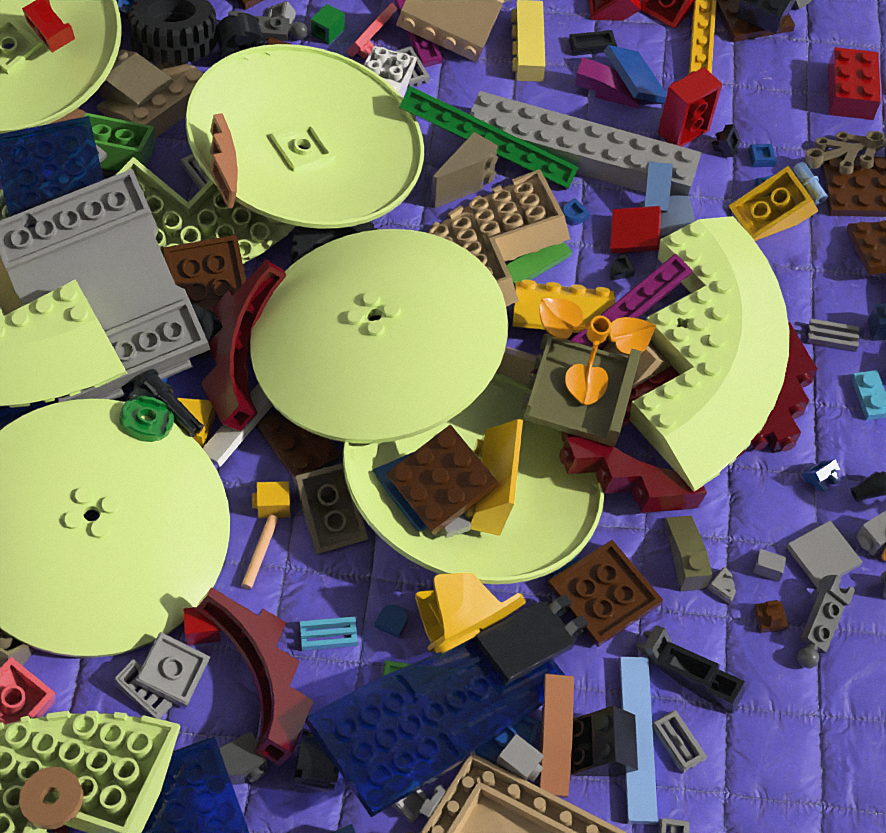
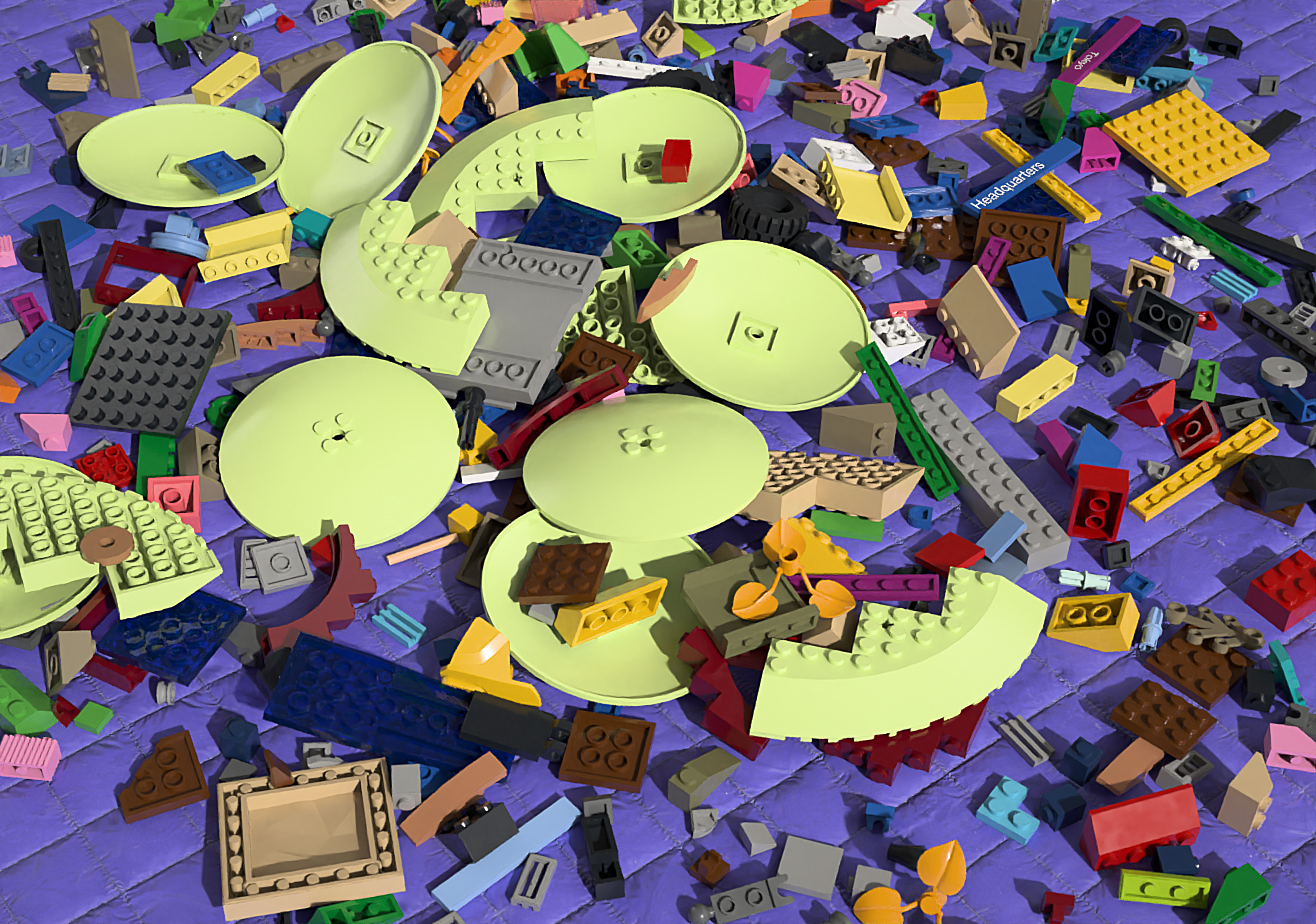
camera: 50 degrees right, 15 degrees down
(142, 429) = (440, 422): green tile -> none
(327, 24) = (890, 286): green brick -> none
(674, 51) = (1156, 471): none -> light grey tile
(731, 177) = (1084, 580): none -> light aqua axle

